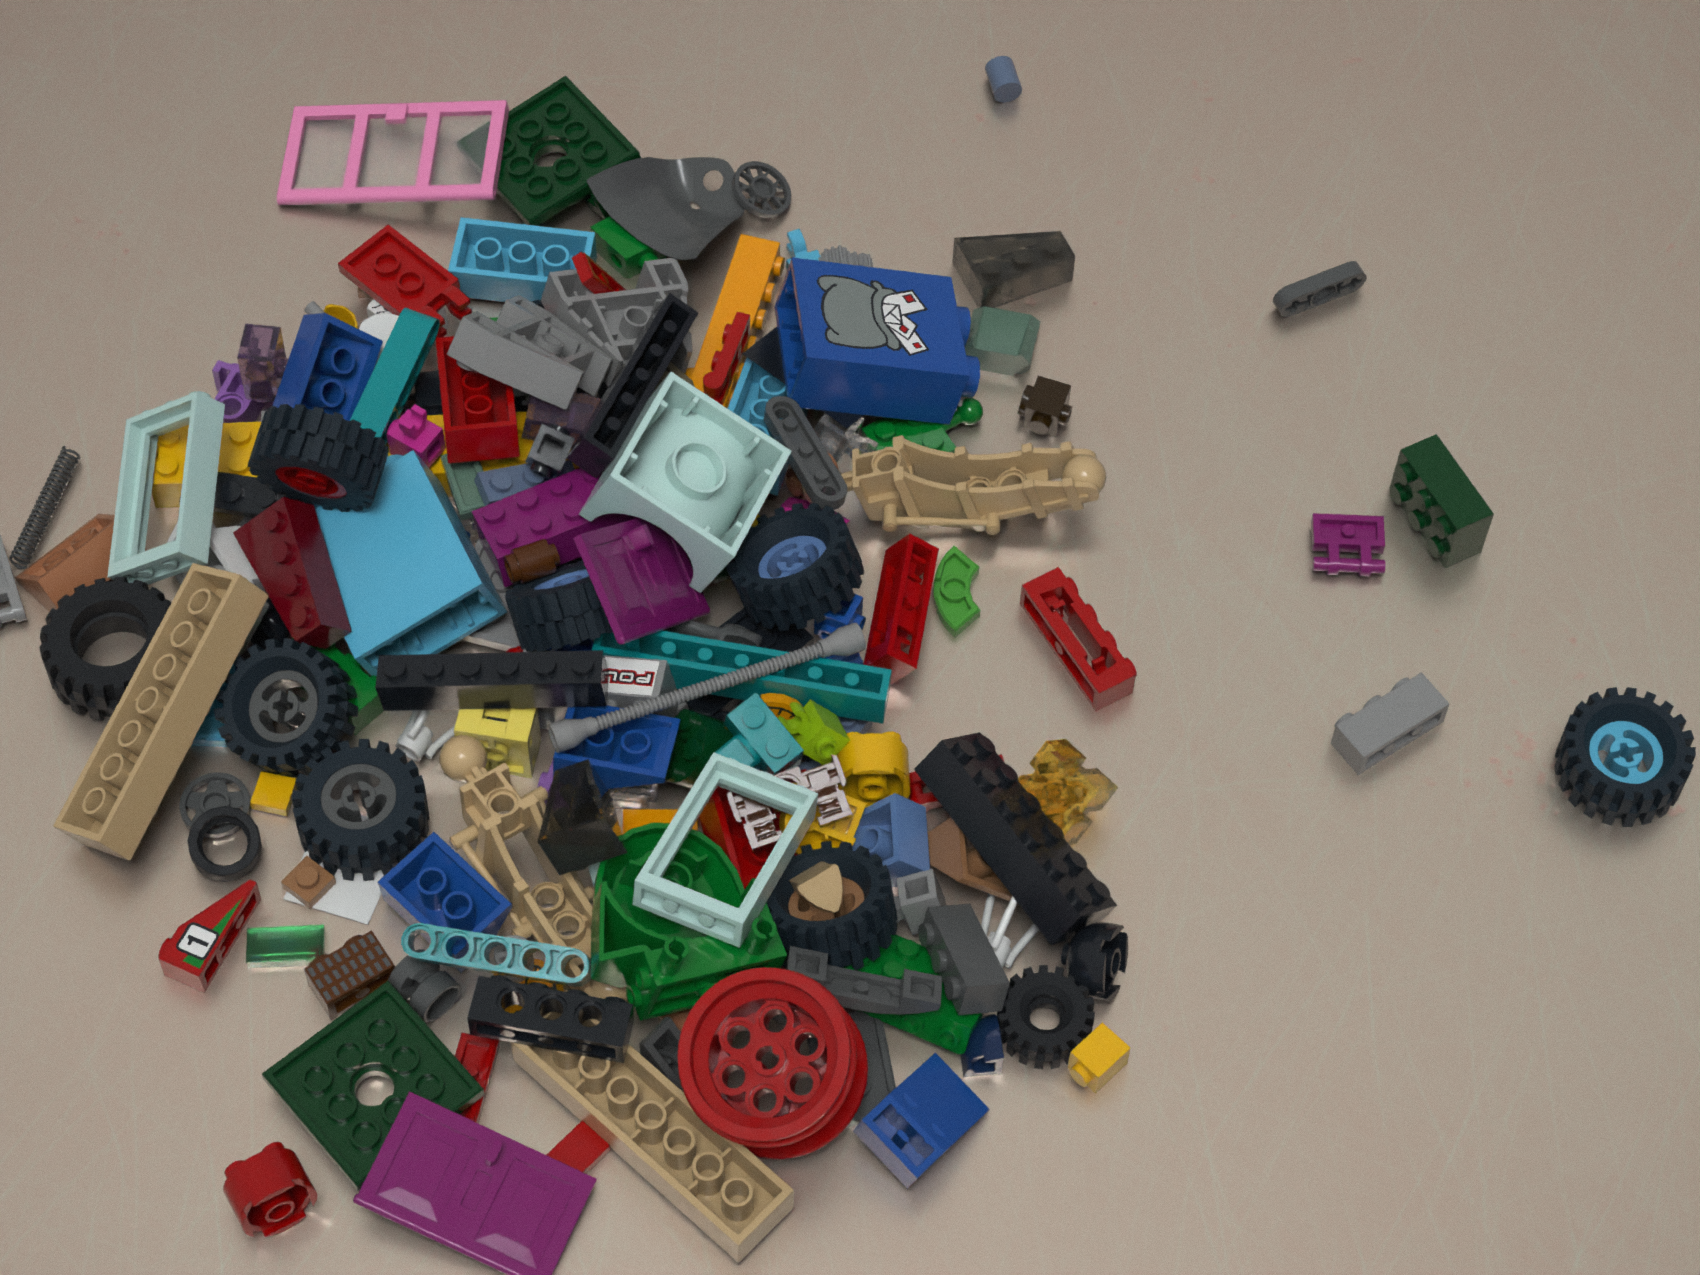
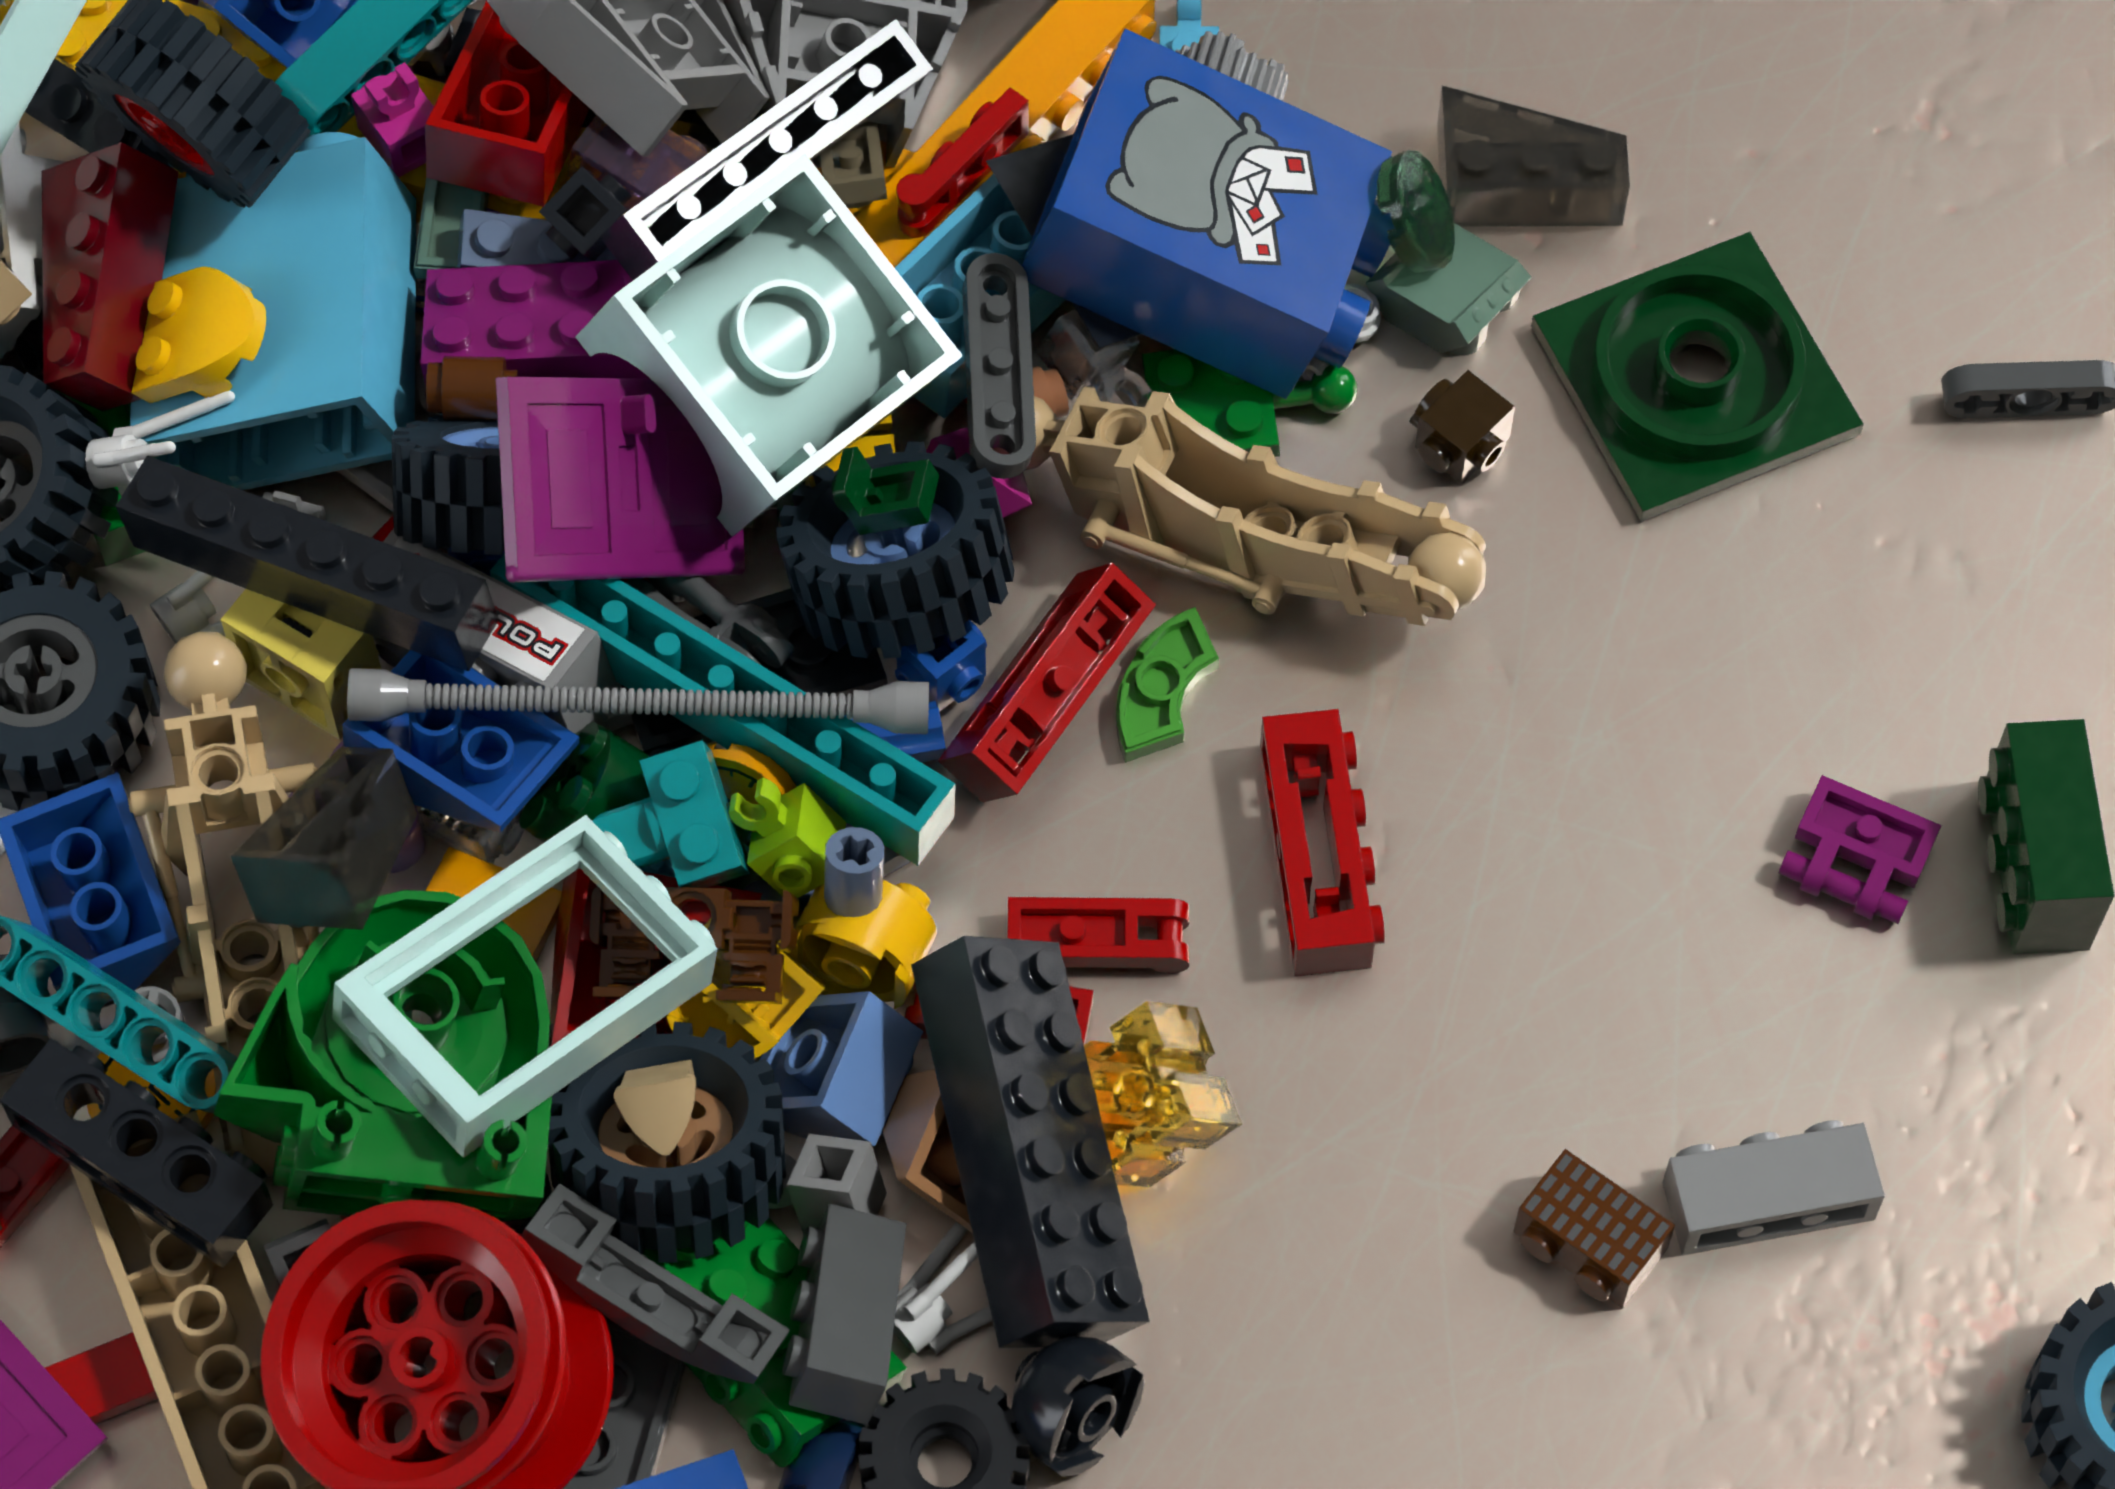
camera: 25 degrees right, 5 degrees up
(356, 667) = (117, 458): none -> white plant
(370, 585) = (196, 334): none -> yellow slope
(781, 538) = (885, 495): none -> dark green bracket
(863, 732) = (853, 872): none -> sand blue piece
(971, 296) = (1419, 211): none -> clear green tile
(993, 721) = (1105, 930): none -> red plate
(1142, 372) = (1686, 437): none -> dark green piece
(1312, 776) = (1592, 1229): none -> reddish brown brick

